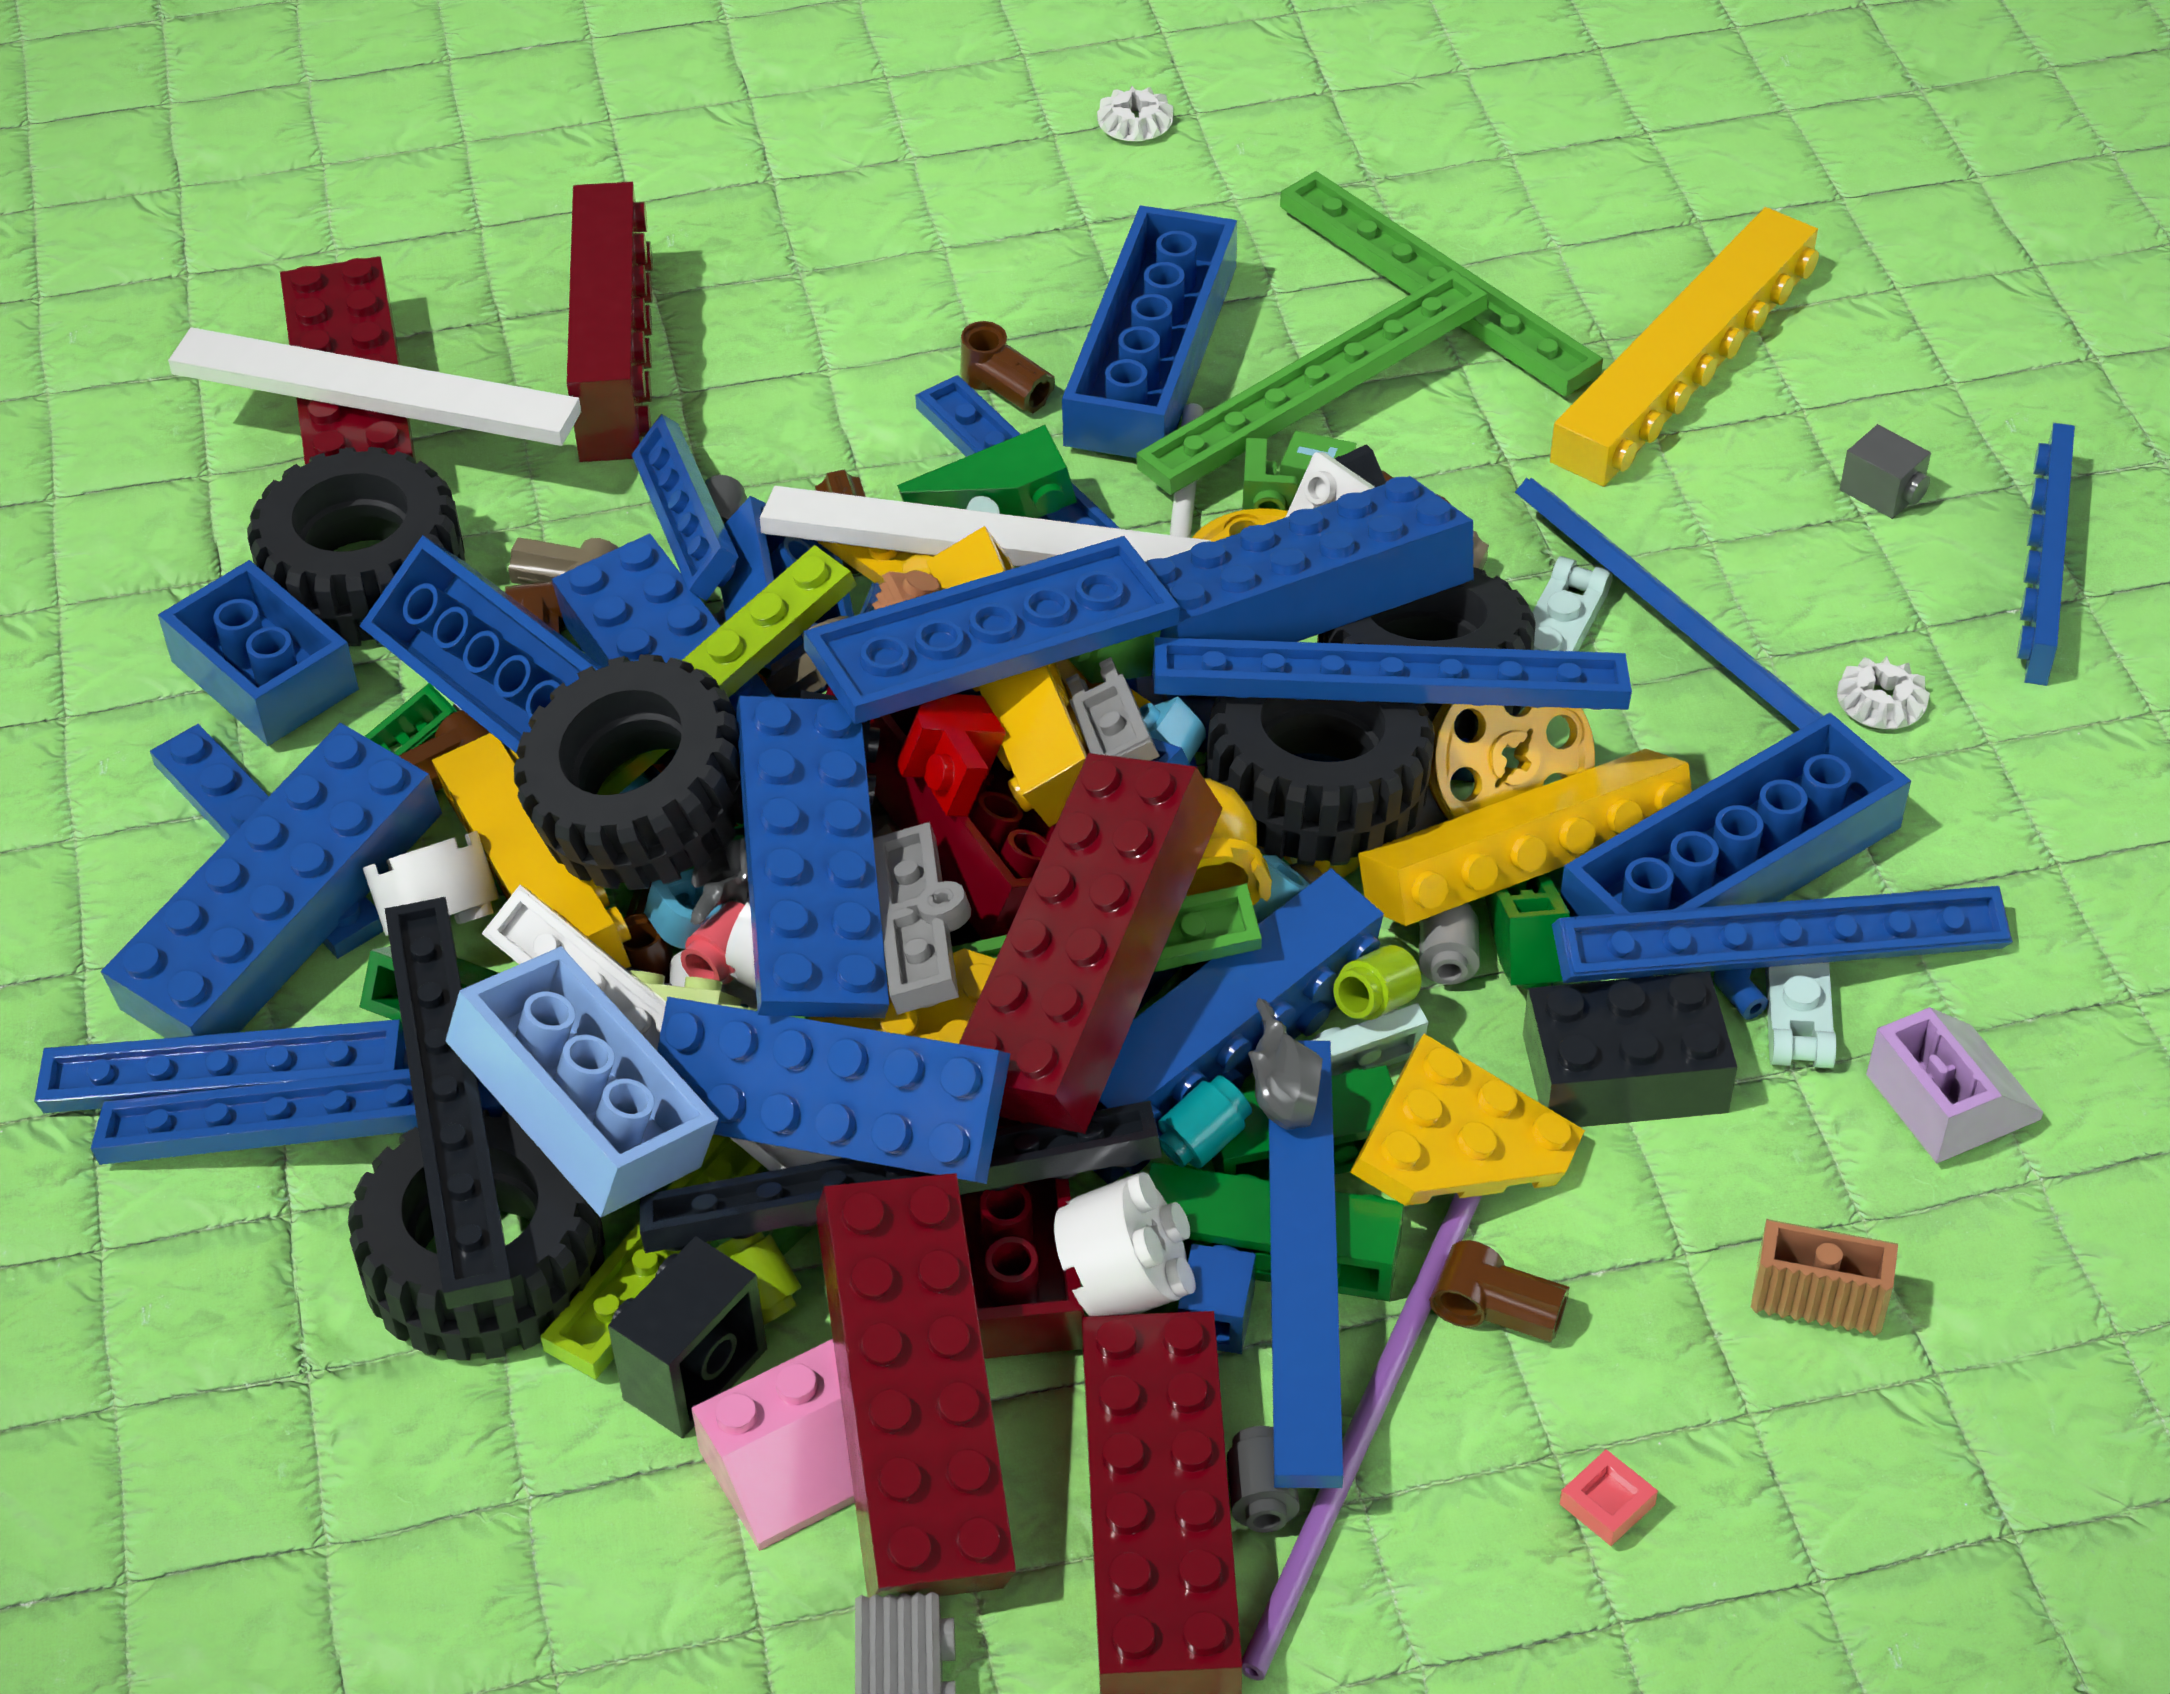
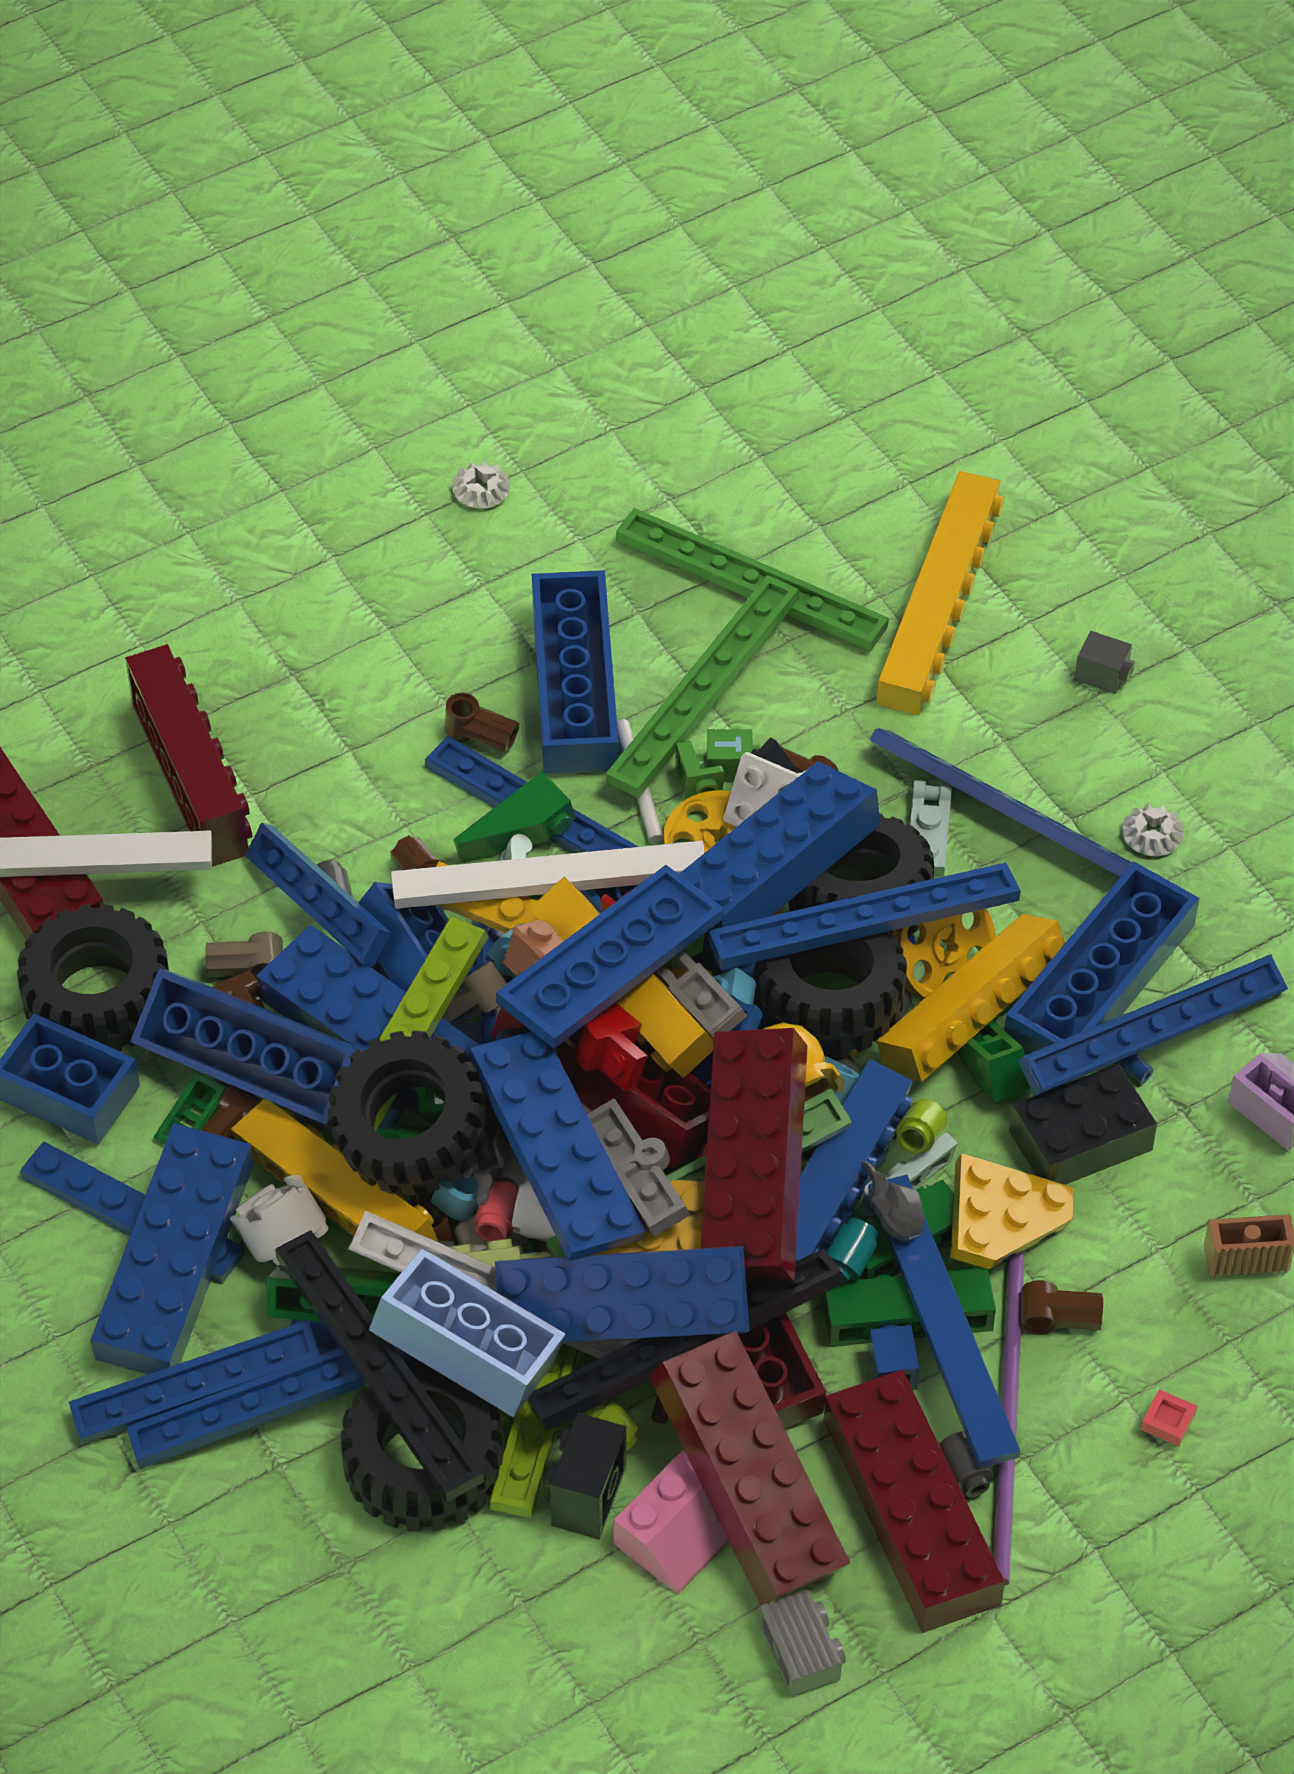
camera: 20 degrees left, 5 degrees up
(1125, 1247) = (837, 1345): white brick -> none
(1450, 945) = (948, 1085): light grey brick -> none
(1800, 1015) = (1175, 1068): light aqua plate -> none
(2045, 565) = (1228, 706): blue plate -> none

